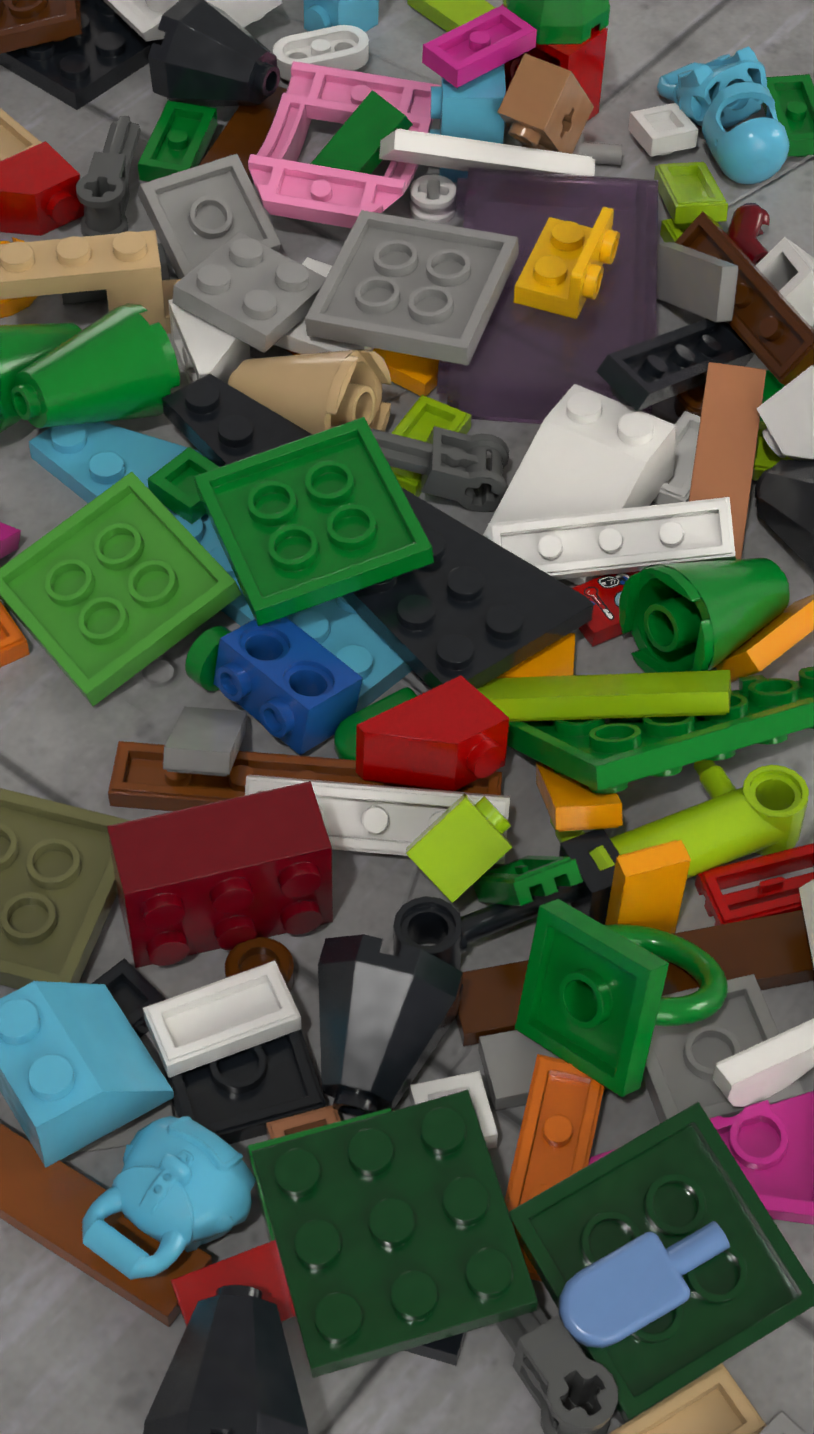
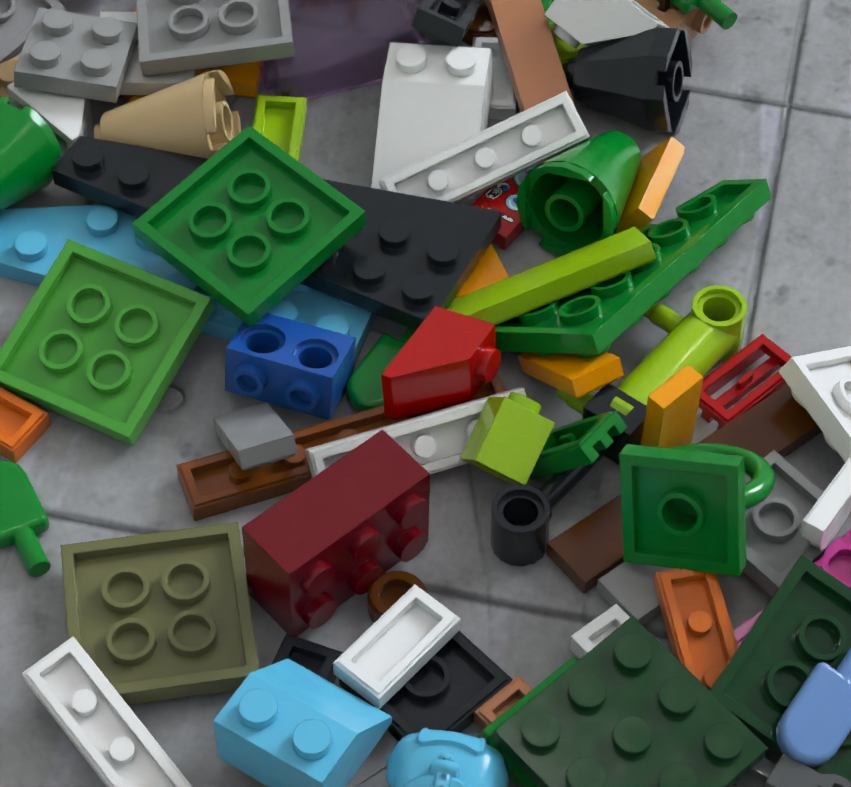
camera: 25 degrees left, 0 degrees up
(176, 485) = (113, 233): green tile -> none
(202, 657) = (212, 369): green tile -> none
(380, 1019) = (521, 594): black cone -> none
(452, 465) = (323, 140): dark grey connector -> none

